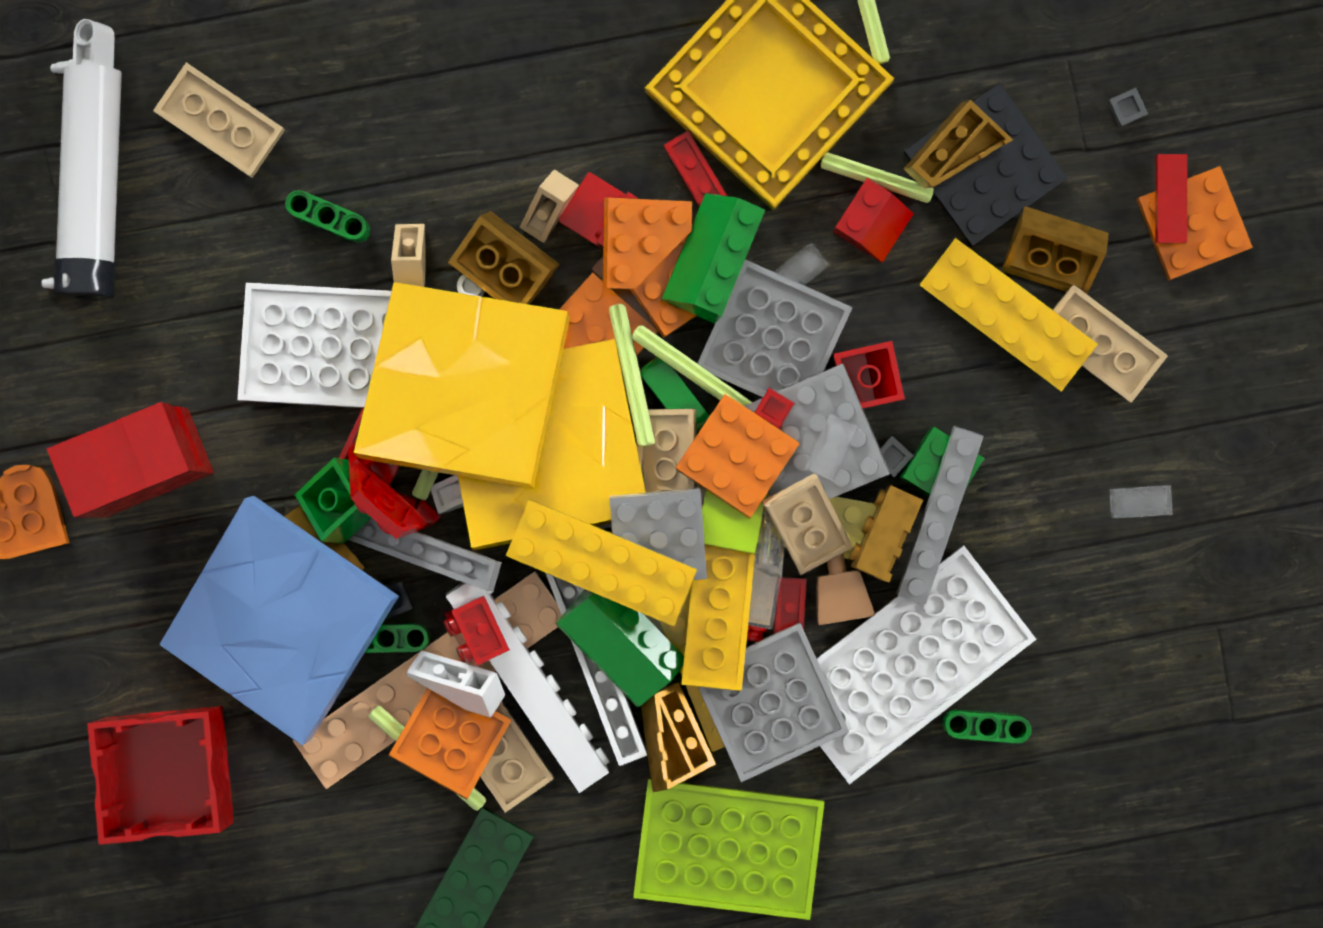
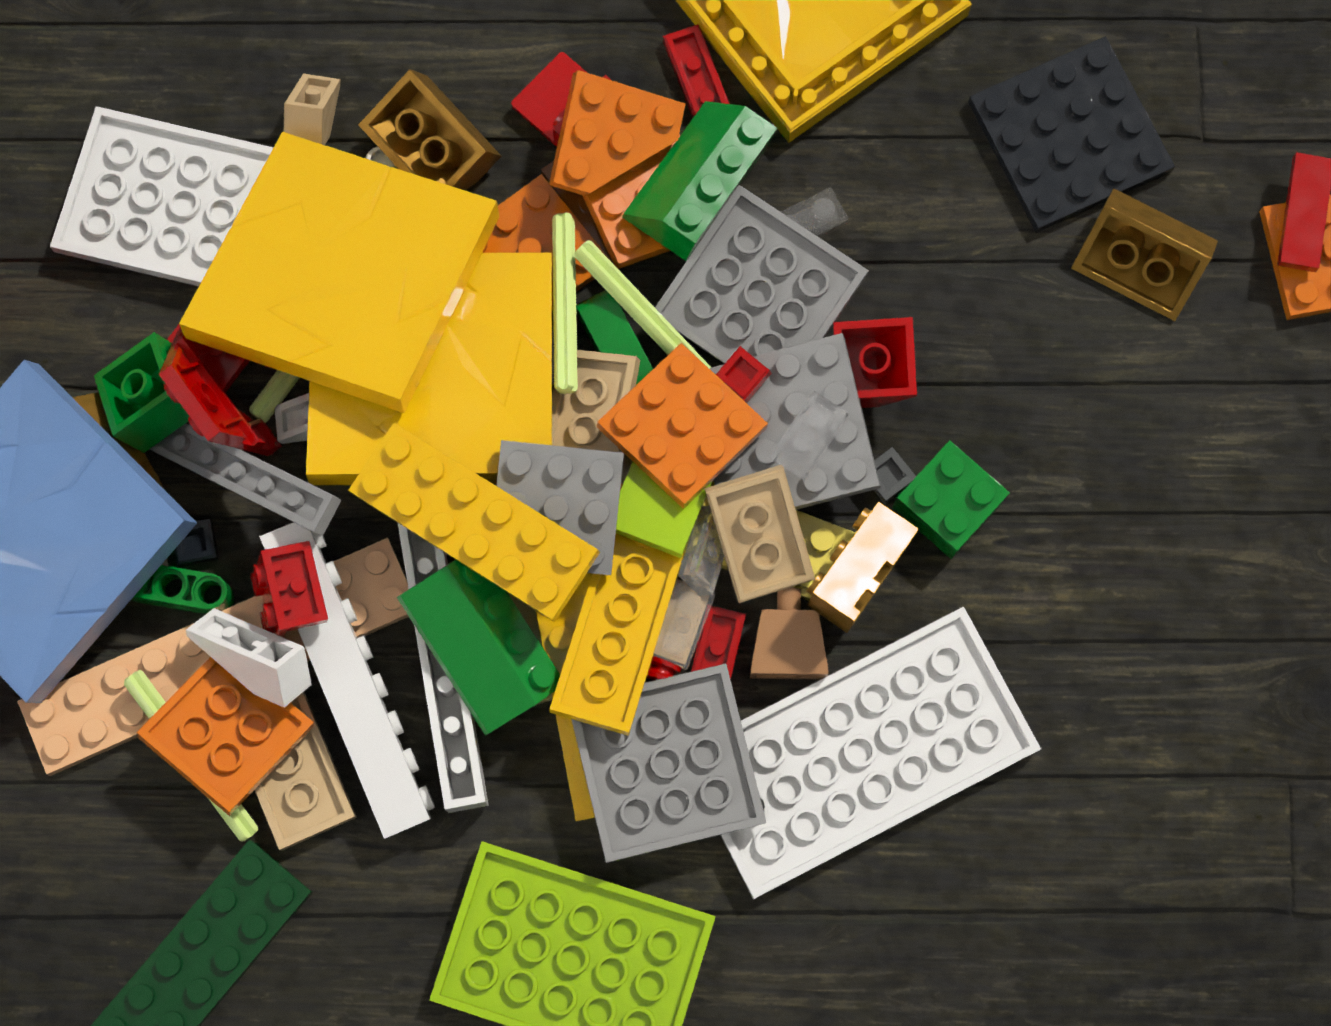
camera: 10 degrees right, 10 degrees down
(317, 207) = (211, 31): green beam -> none
(548, 205) = (500, 80): tan slope -> none
(673, 739) = (525, 788): pearl gold wedge -> none
(873, 220) = (914, 173): red slope -> none
(884, 179) = (929, 123): yellowish green axle -> none
(939, 515) = (937, 554): light grey plate -> none
(955, 145) = (1039, 92): pearl gold wedge -> none
(1000, 729) = (974, 854): green beam -> none
(1008, 314) = (1072, 321): yellow plate -> none
(1122, 355) = (1188, 380): tan plate -> none
(1127, 107) = (1265, 94): dark grey plate -> none
(1141, 501) = (1210, 595): clear plate -> none

